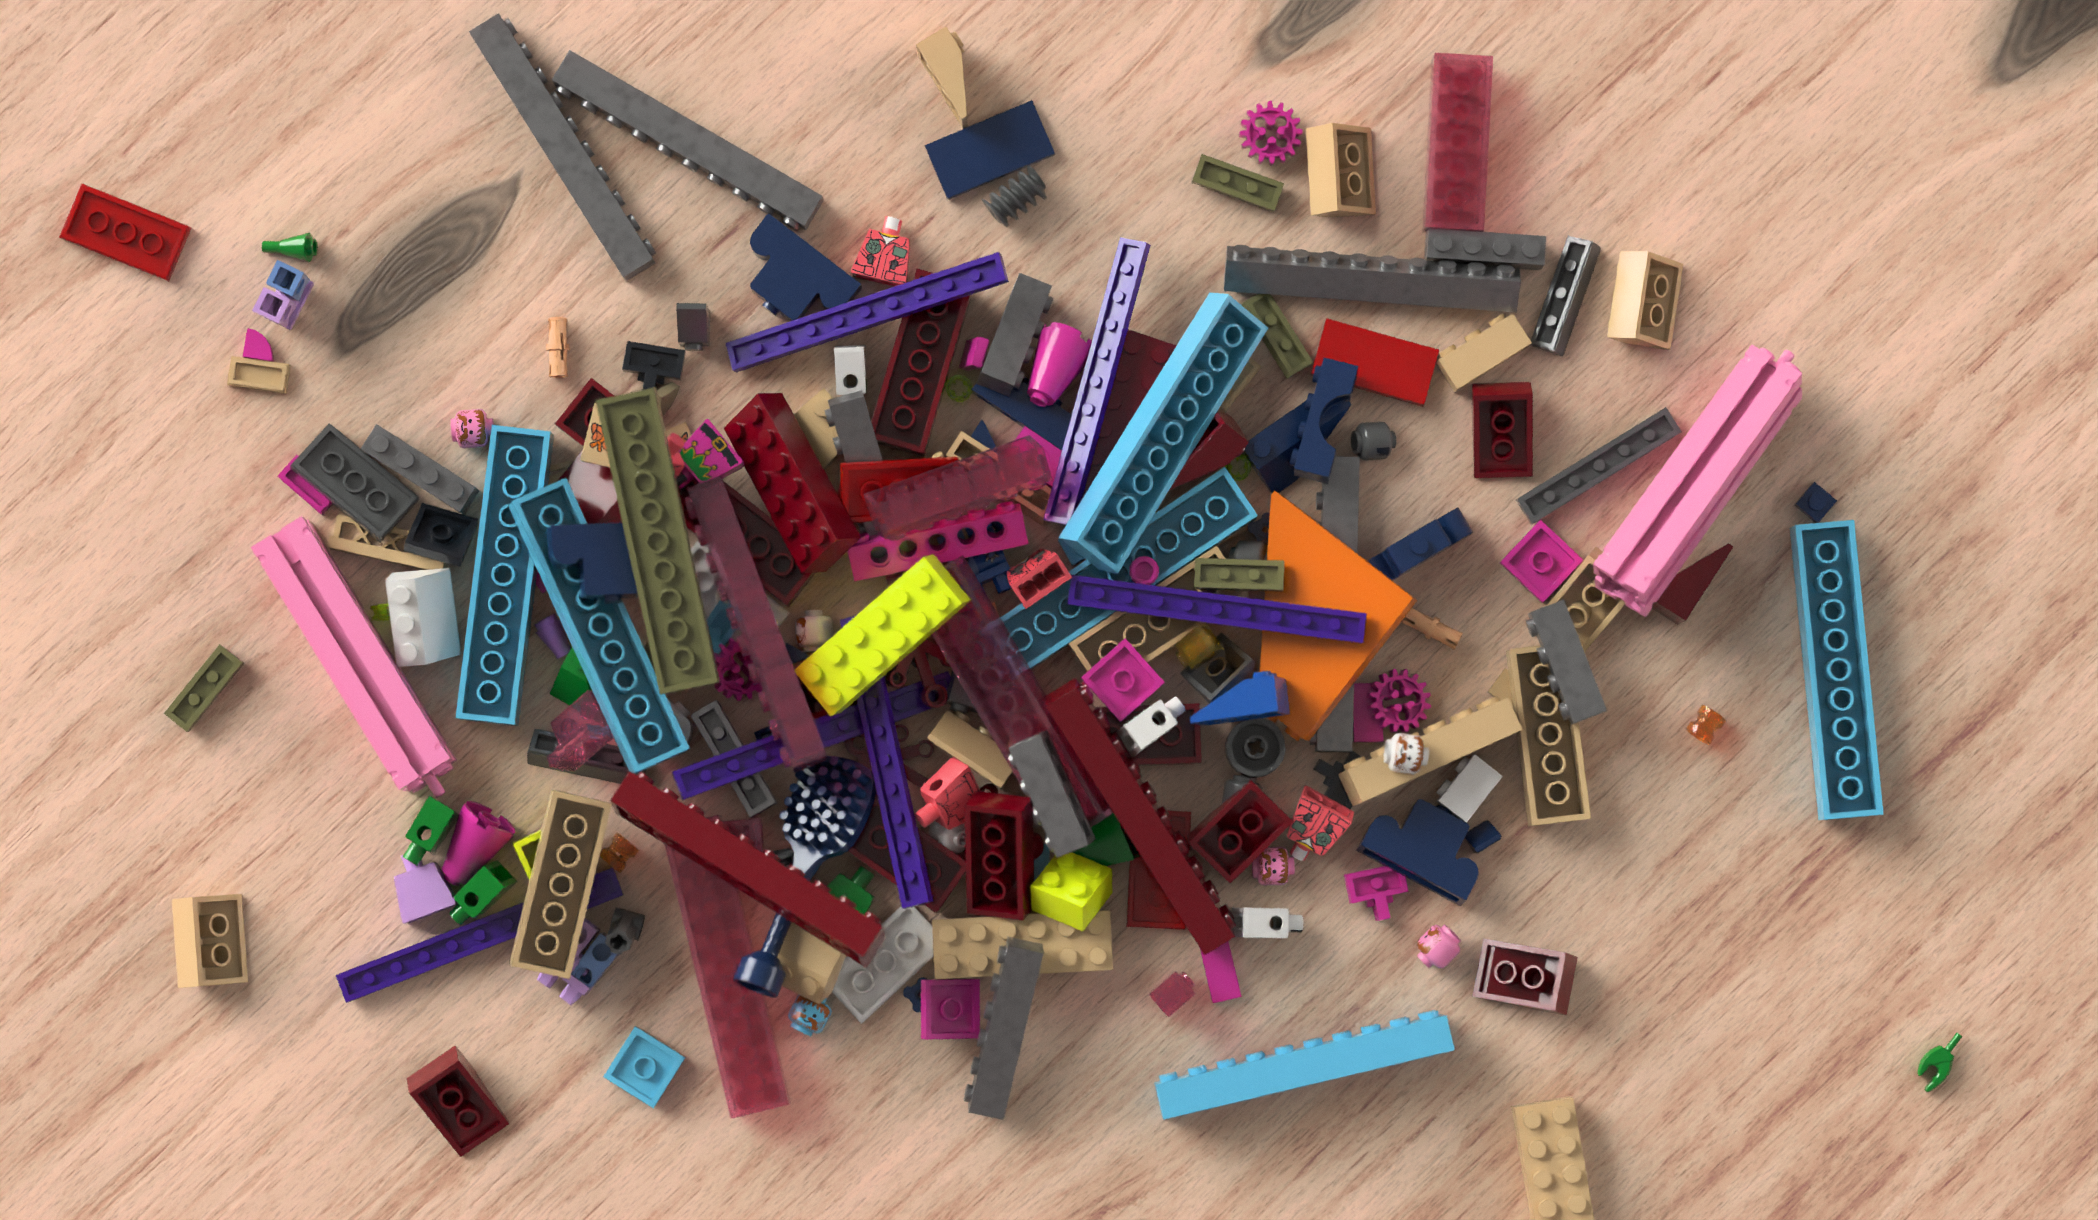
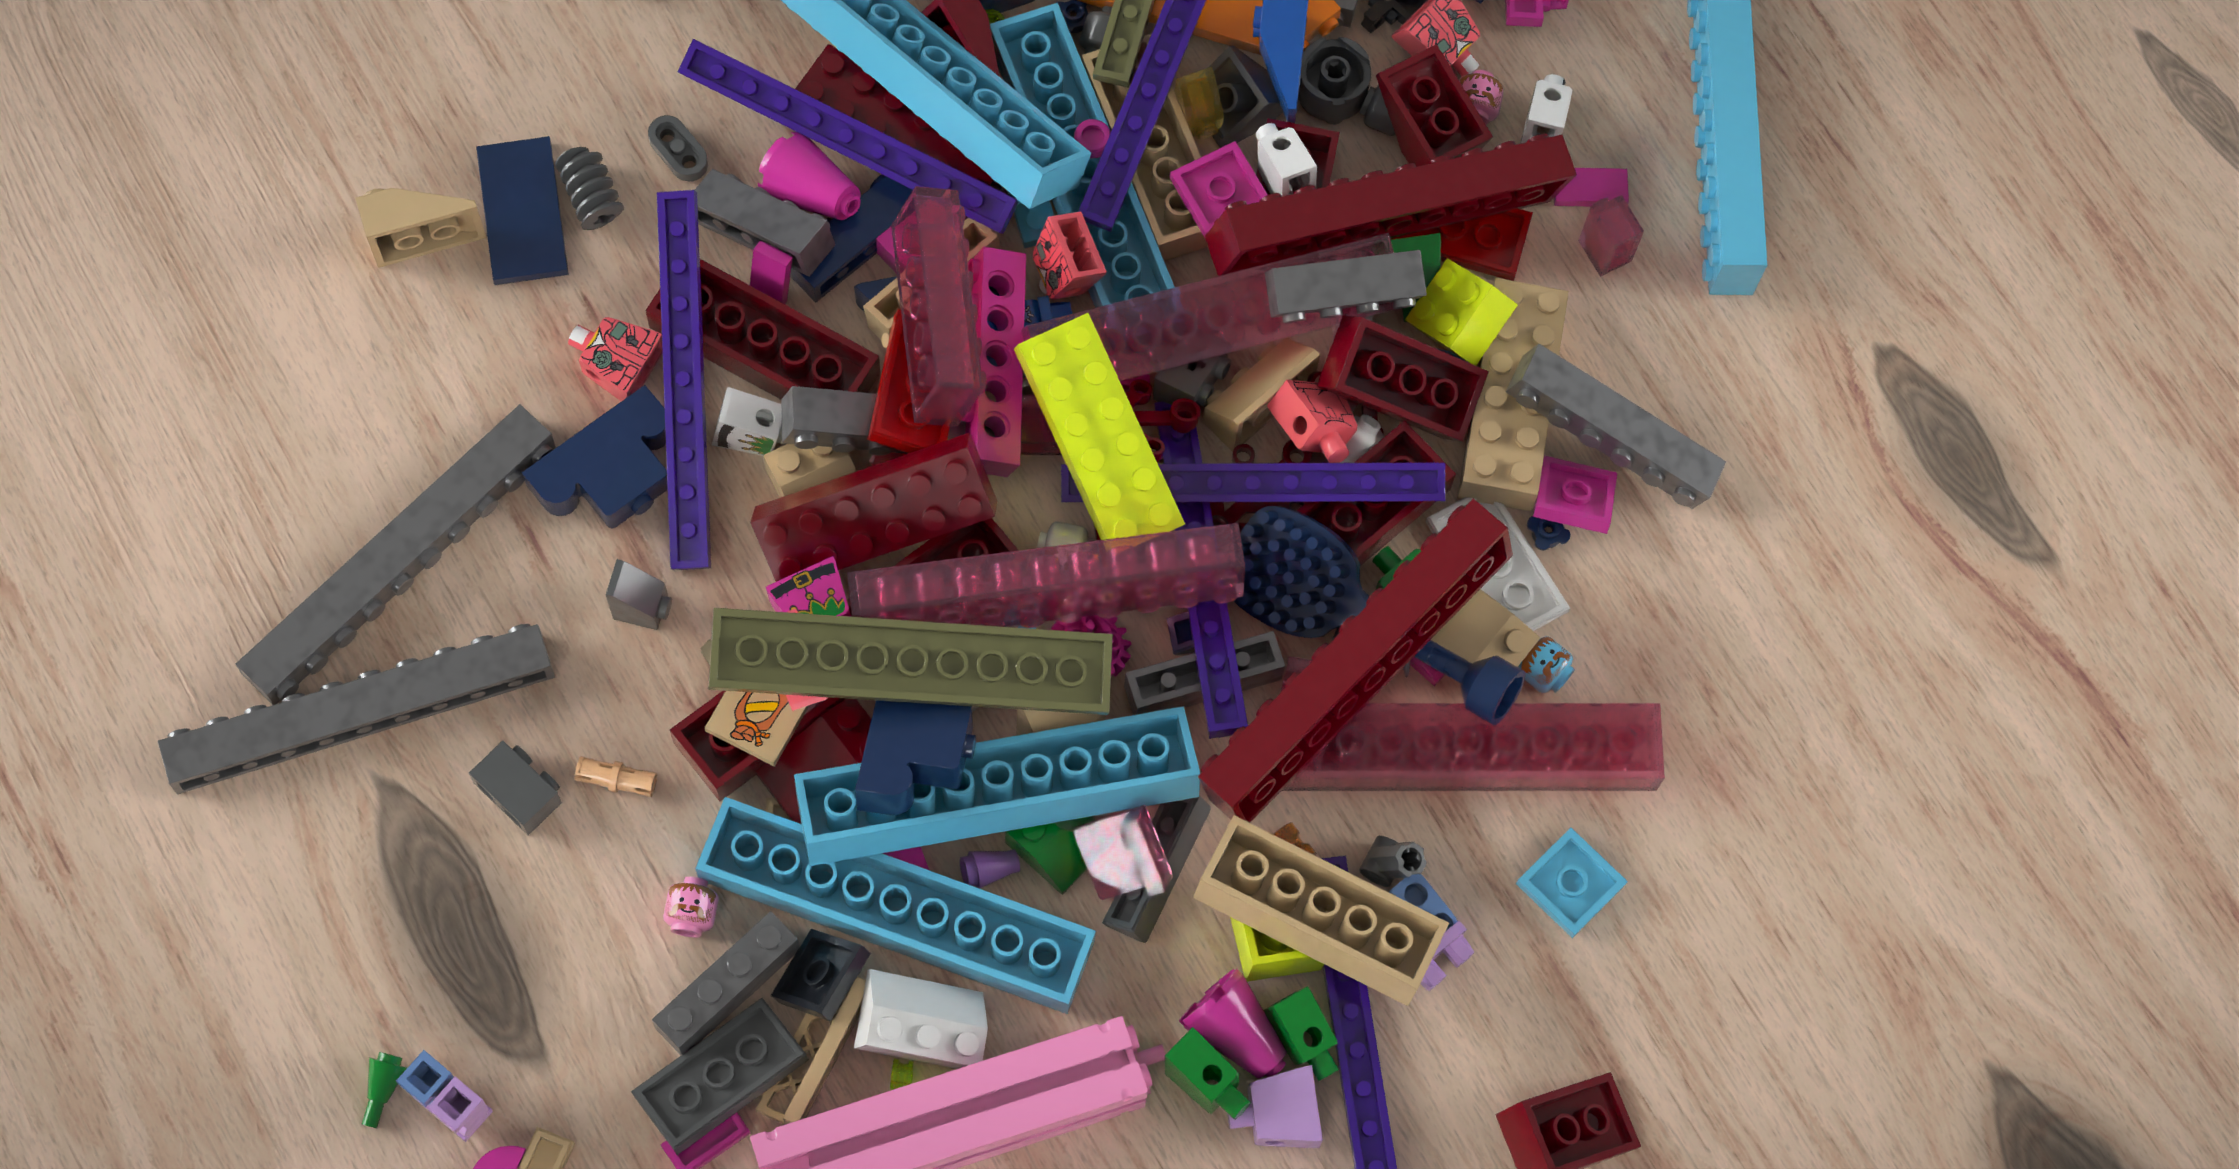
camera: 80 degrees left, 15 degrees down
(531, 278) = (516, 786): none -> dark grey brick
(653, 363) = (672, 663): black hinge -> none
(966, 383) = (804, 300): clear neon green bush -> none
(1069, 254) = (679, 150): none -> dark grey plate

